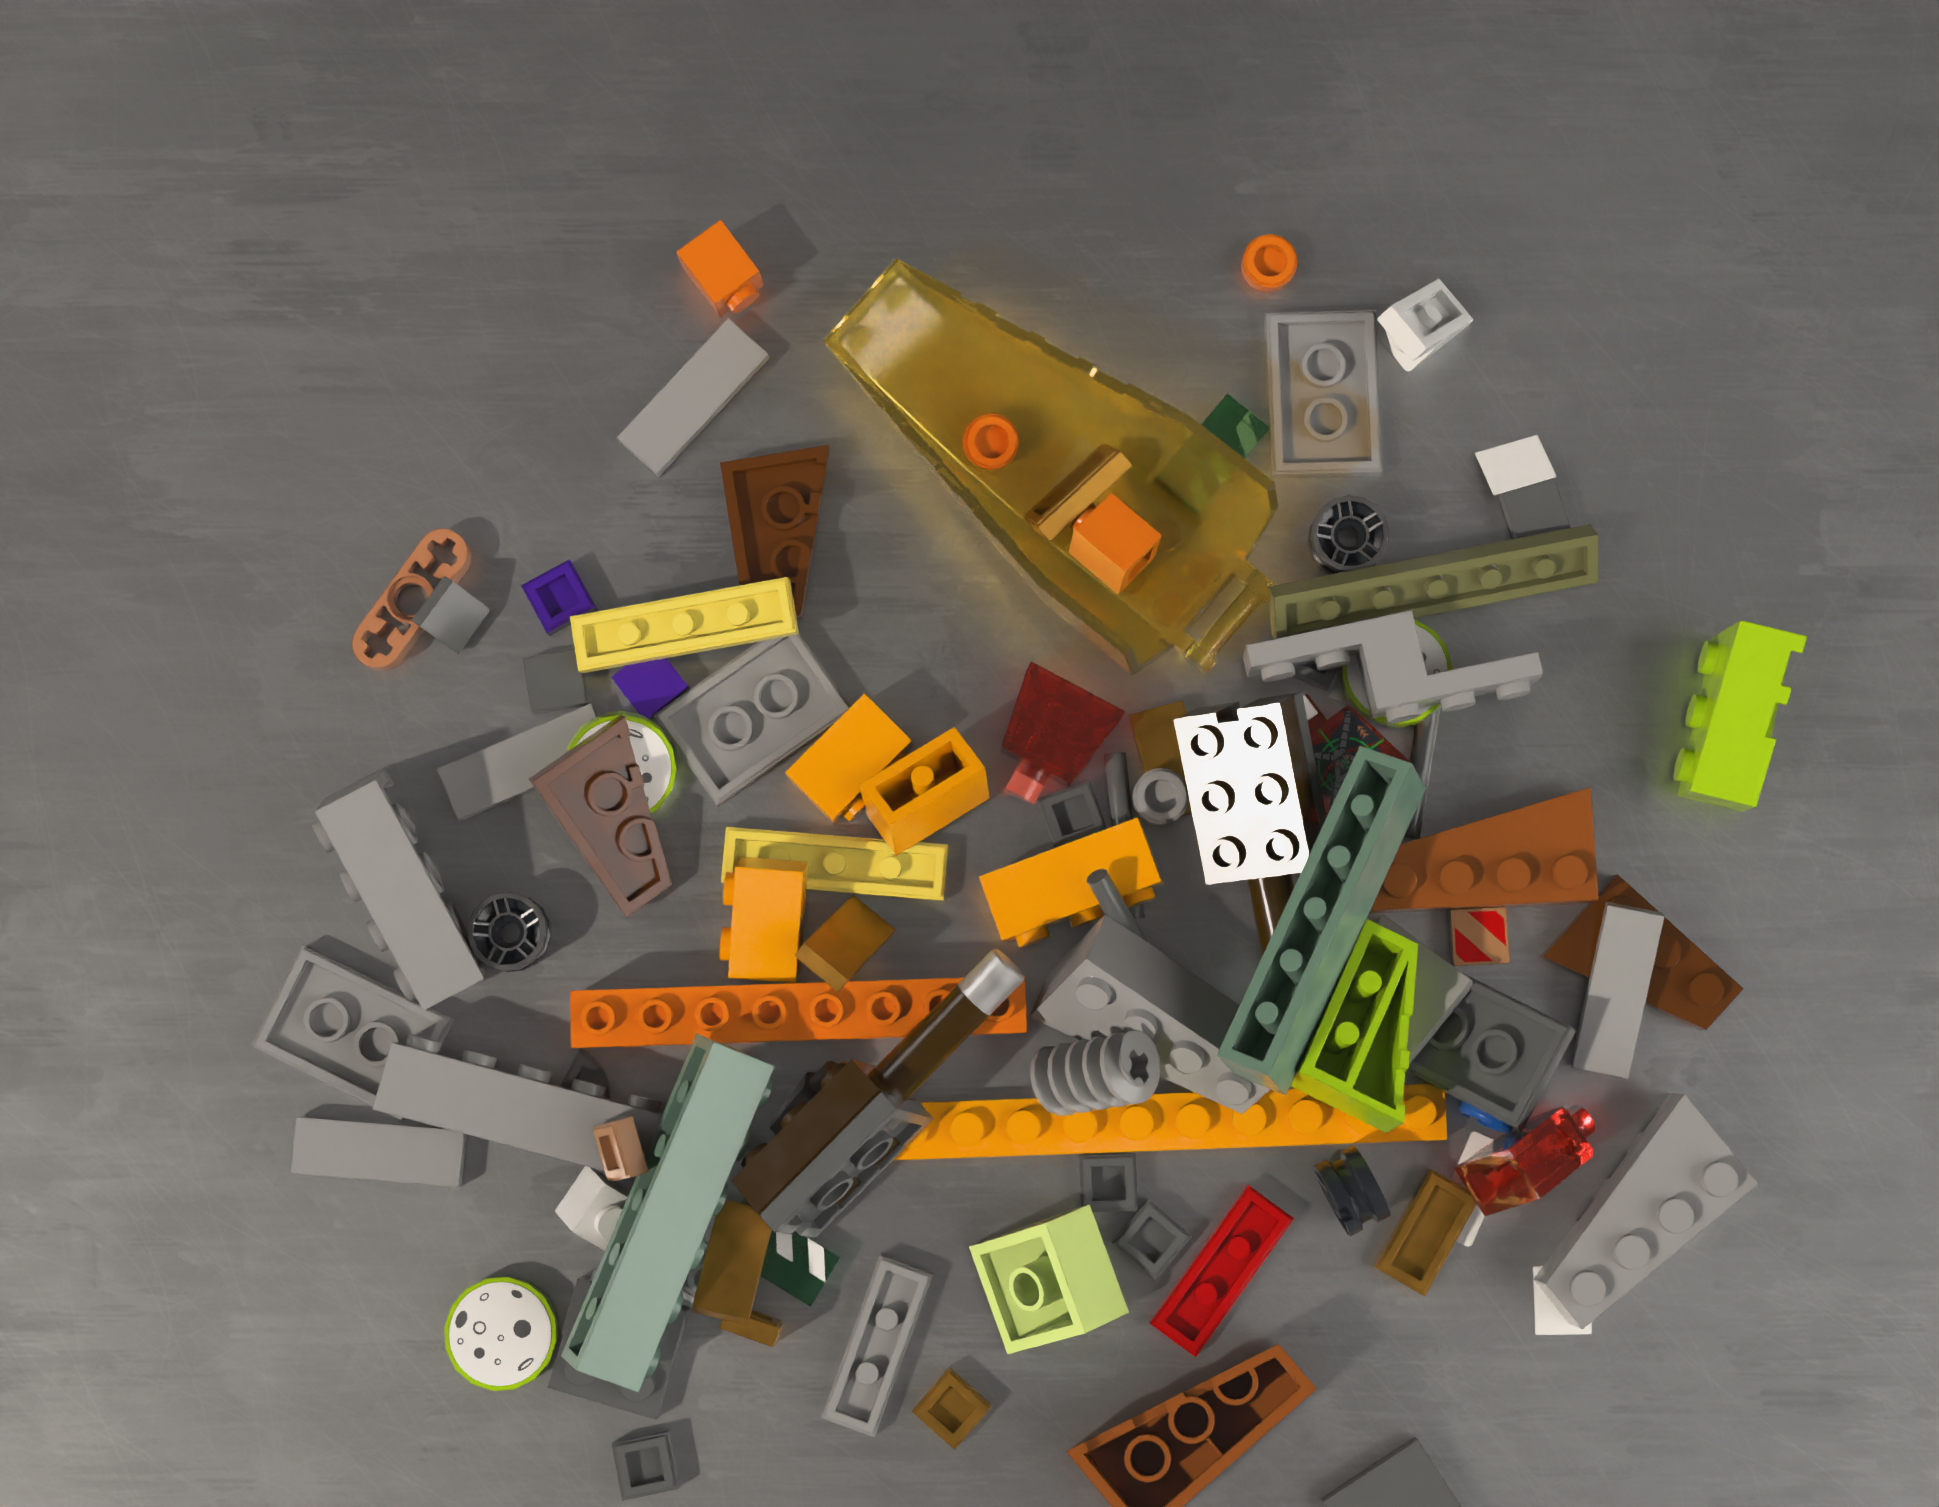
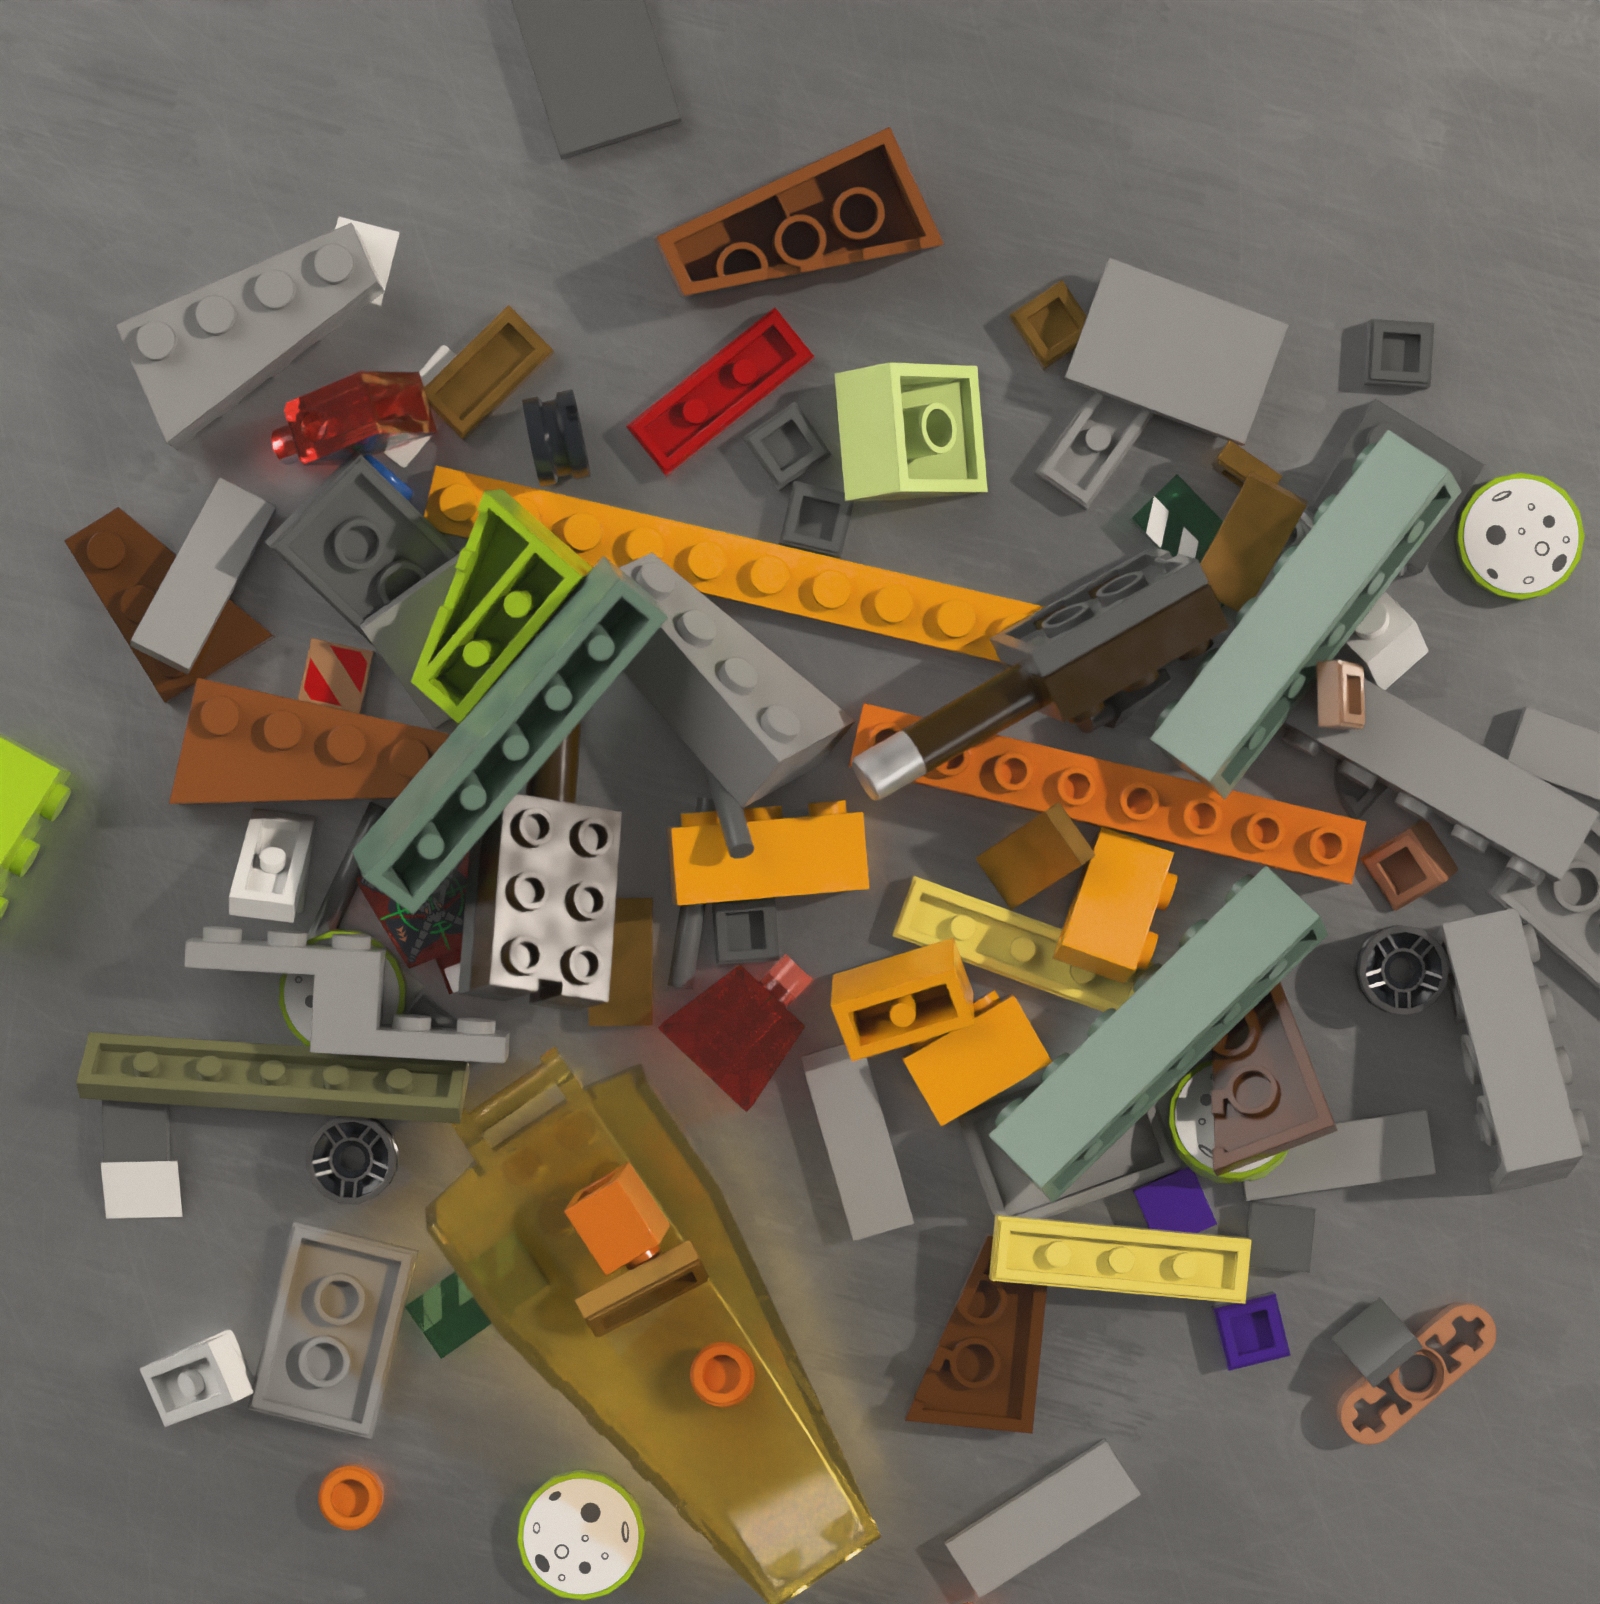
camera: 170 degrees left, 5 degrees up
(524, 1024) = (1410, 864): none -> nougat slope
(701, 822) = (1158, 1032): none -> sand green brick
(839, 1413) = (1176, 352): none -> light grey tile
(930, 664) = (857, 1142): none -> light grey tile
(1071, 282) = (581, 1534): none -> white tile
(1096, 1073) = (801, 637): light grey piece -> none
(1160, 797) = (644, 923): light grey tile -> none
(1485, 760) = (273, 866): none -> white slope

